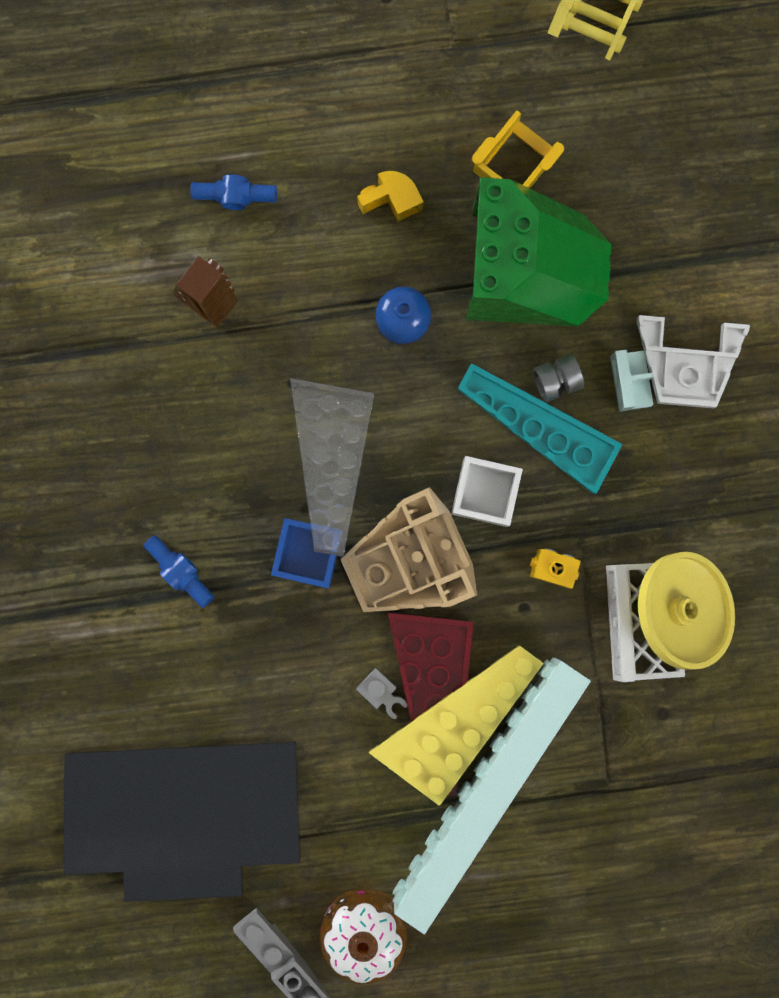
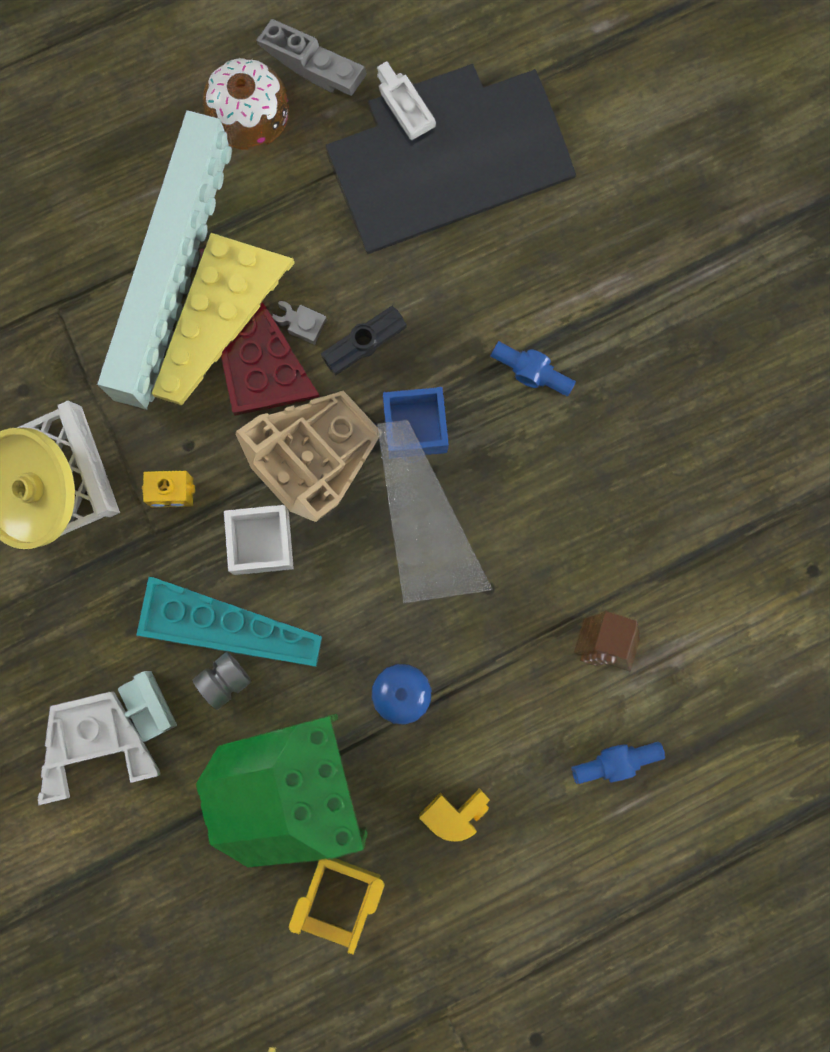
camera: 160 degrees right, 5 degrees down
(207, 878) = (404, 102): none -> white hinge
(310, 658) = (378, 329): none -> black piece

